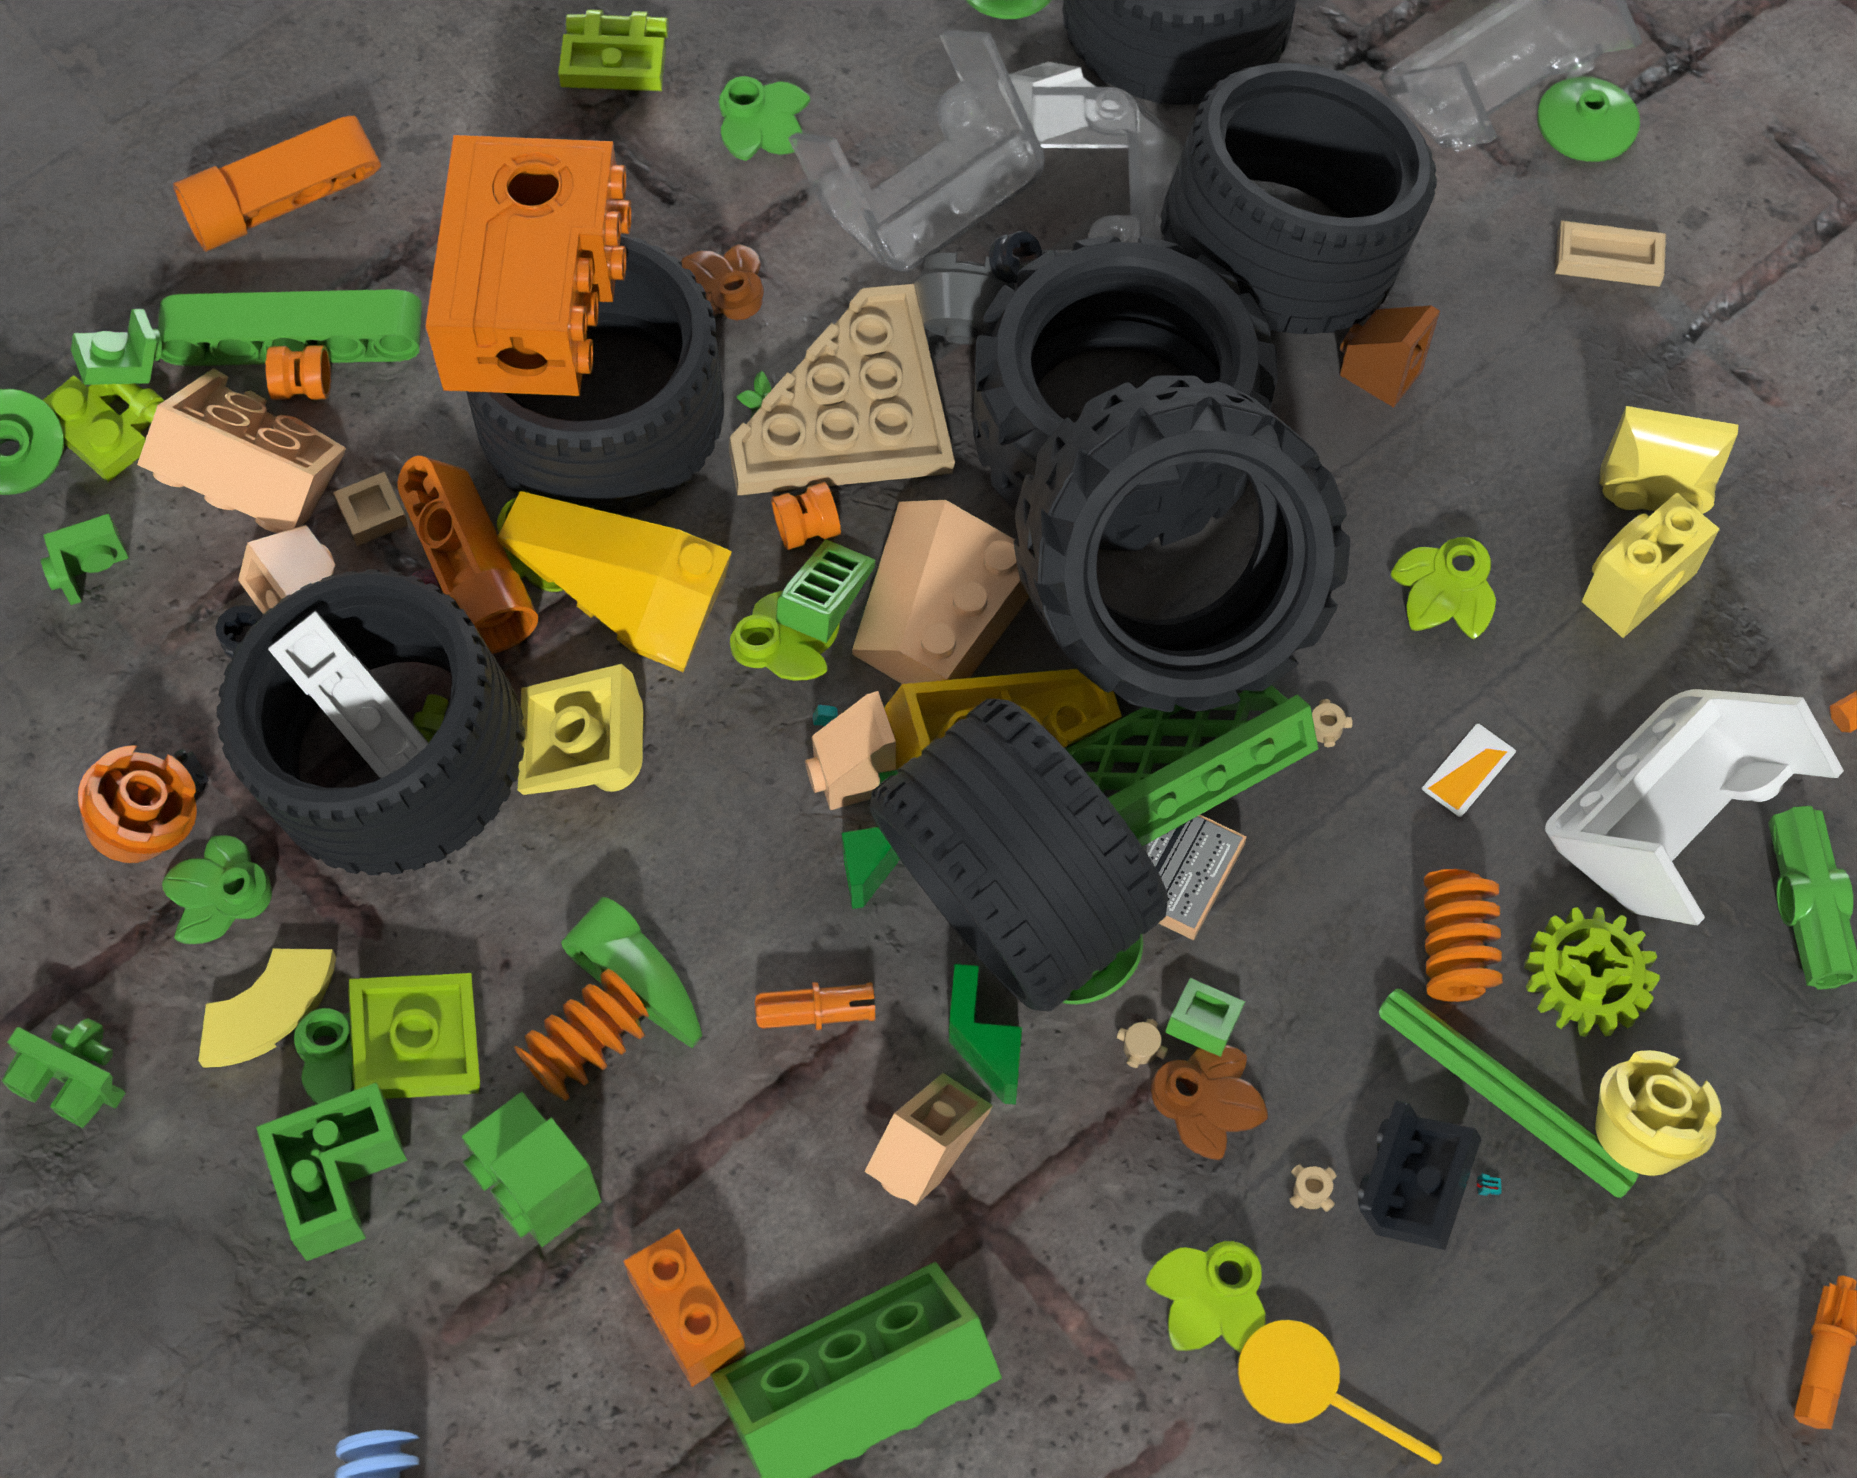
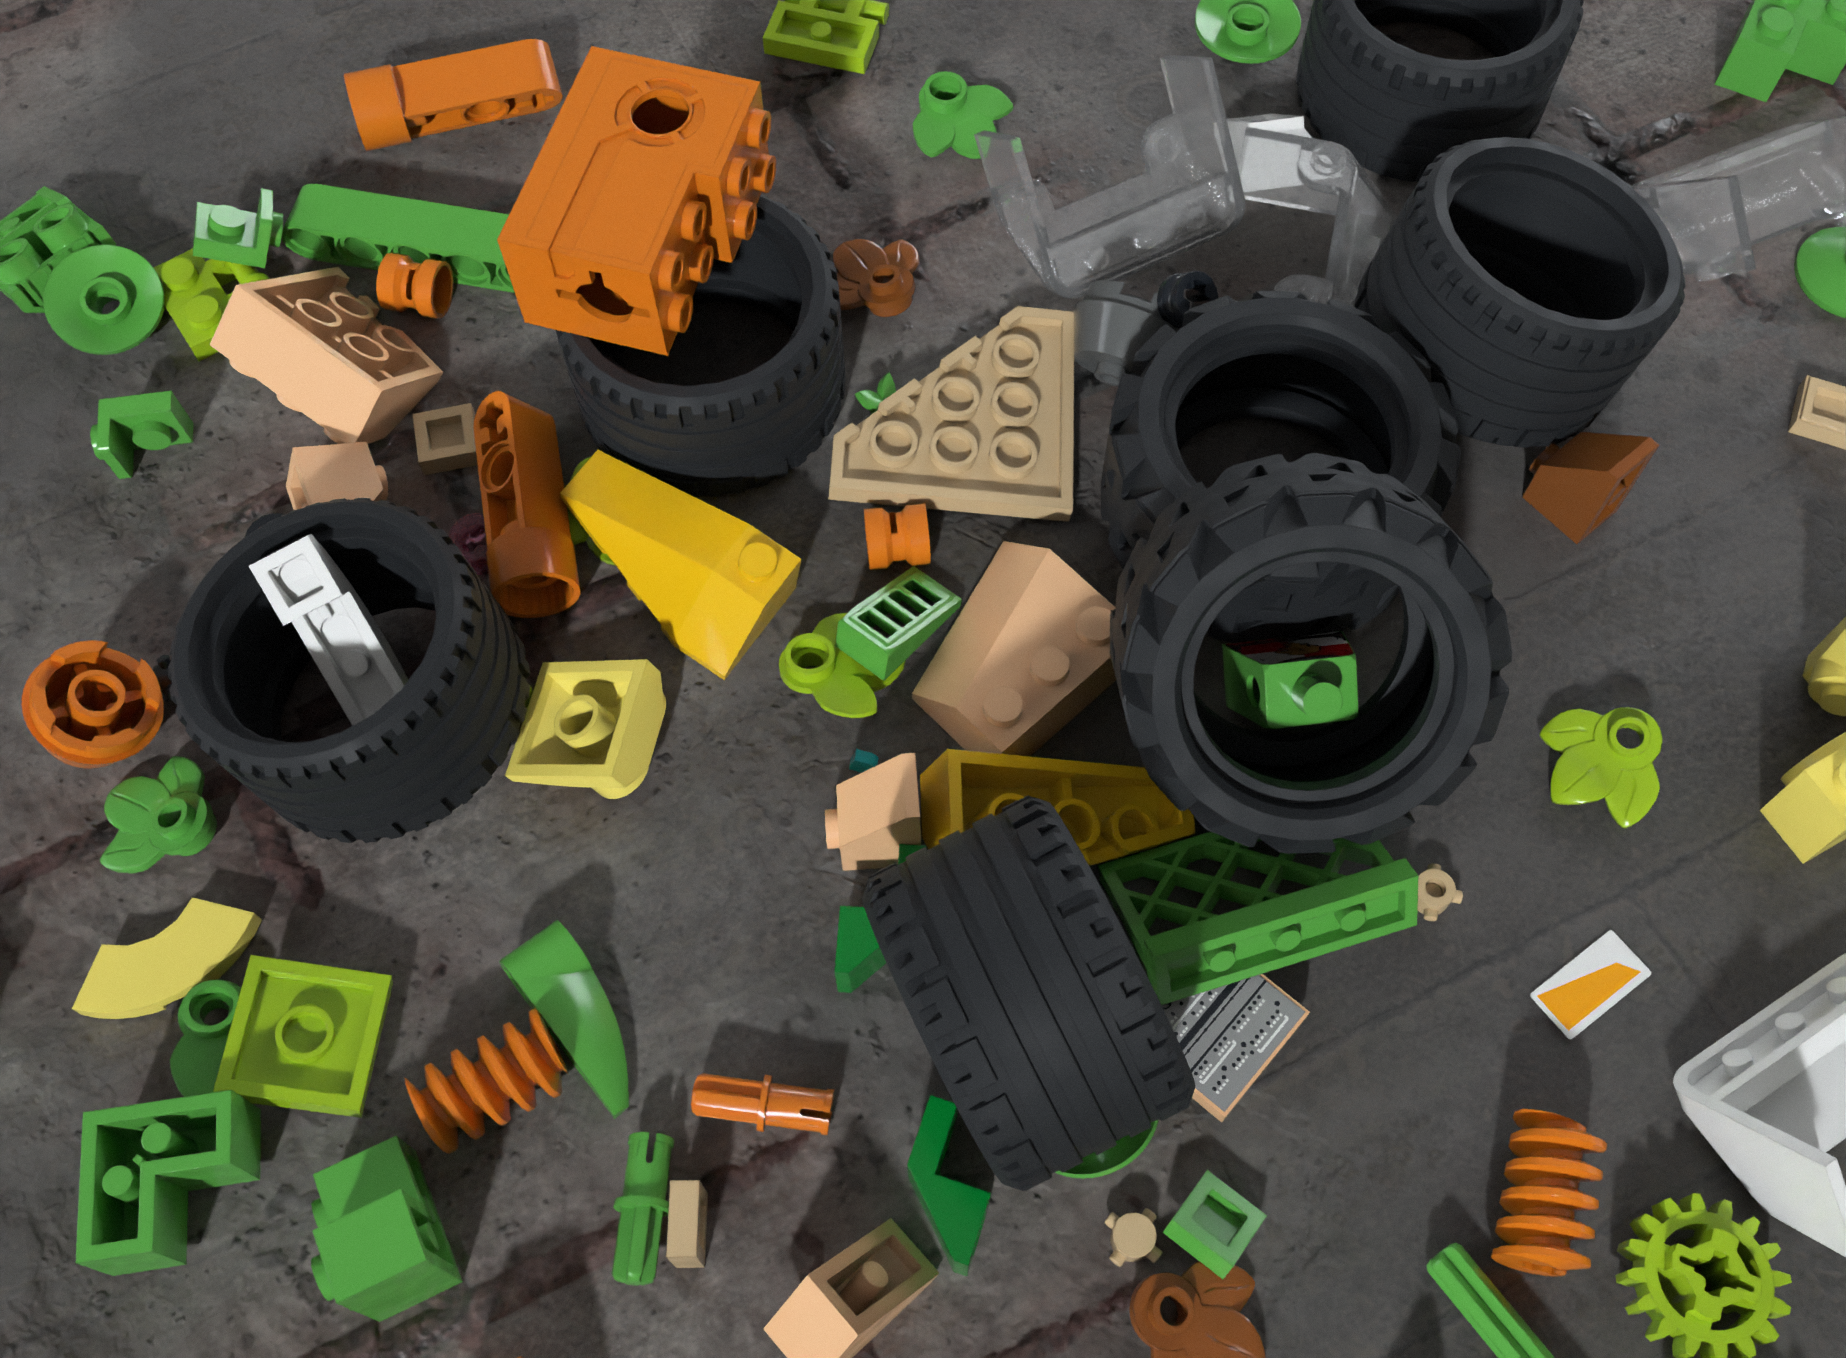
camera: 15 degrees right, 0 degrees up
(738, 1107) = (642, 1210): none -> bright green axle
(780, 1110) = (687, 1224): none -> tan tile
(1181, 569) = (1297, 678): none -> bright green torso

